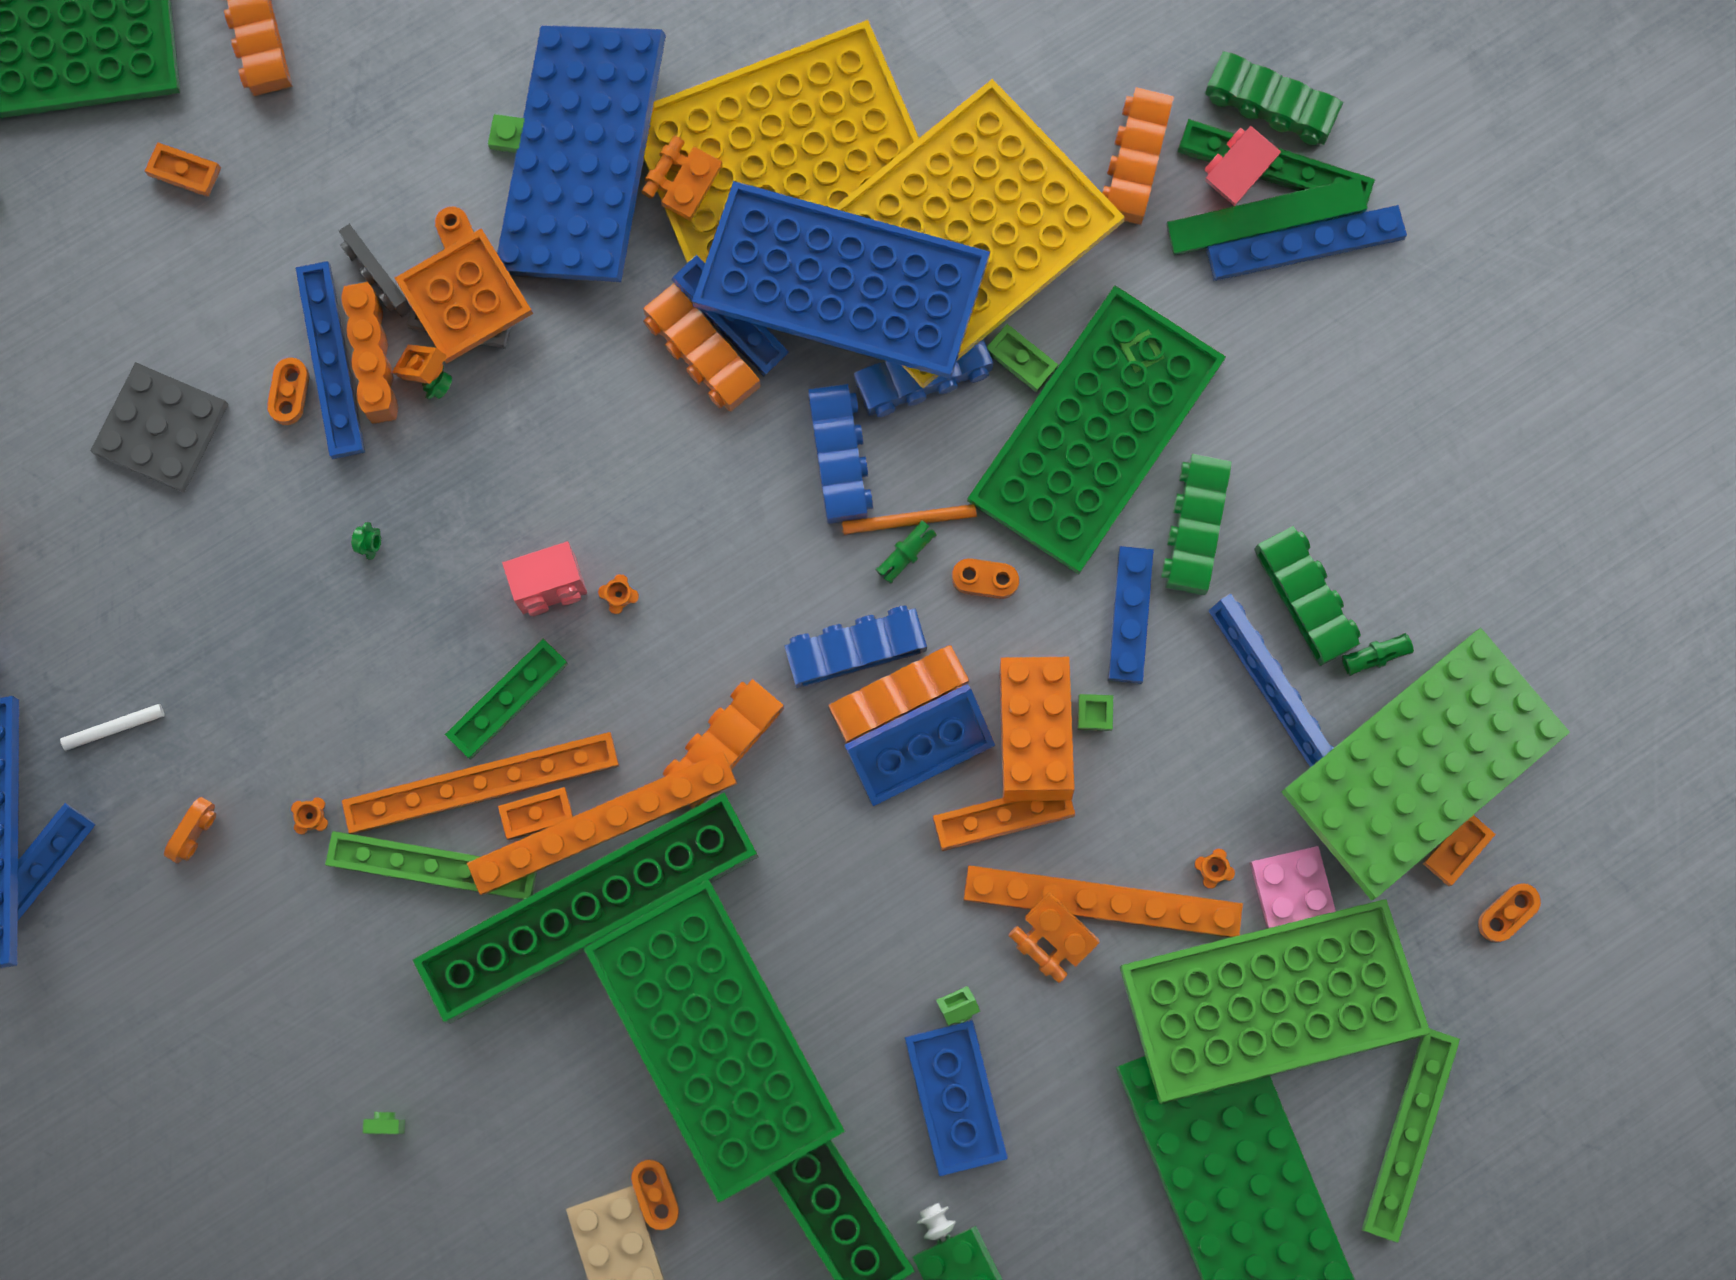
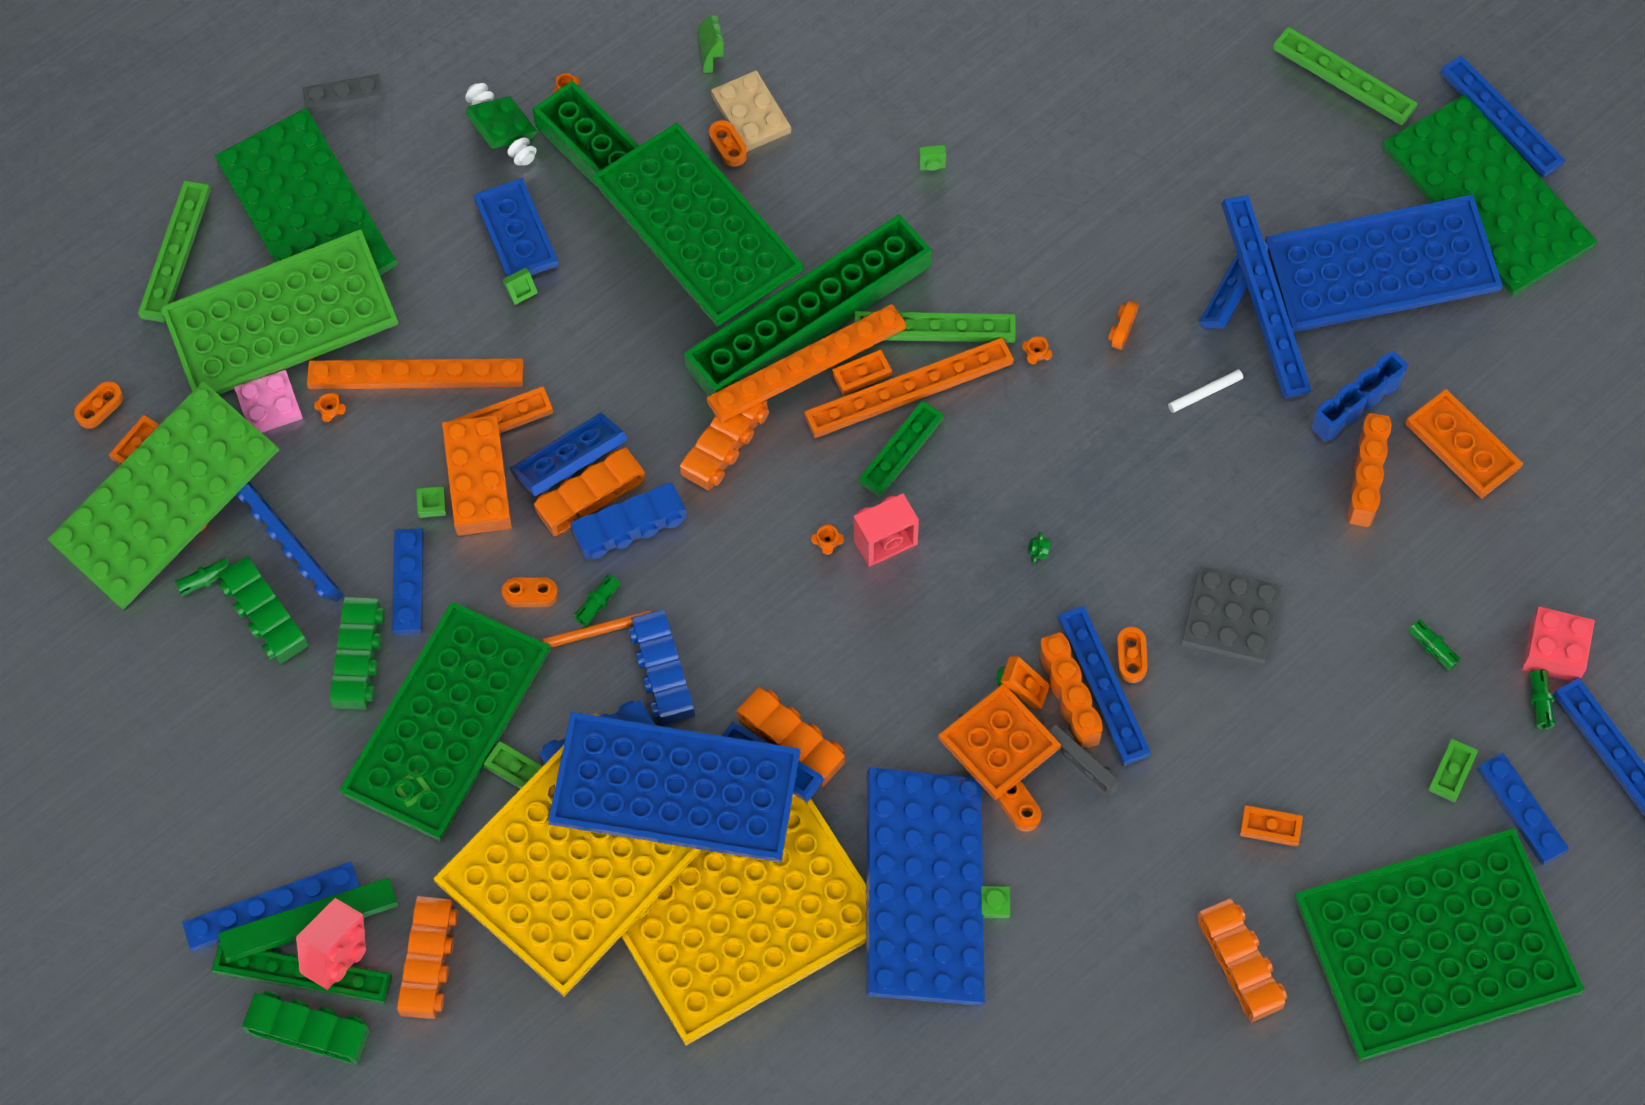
camera: 175 degrees right, 15 degrees down
(691, 183) = (821, 868): orange plate -> none
(1059, 928) = (448, 346): orange plate -> none

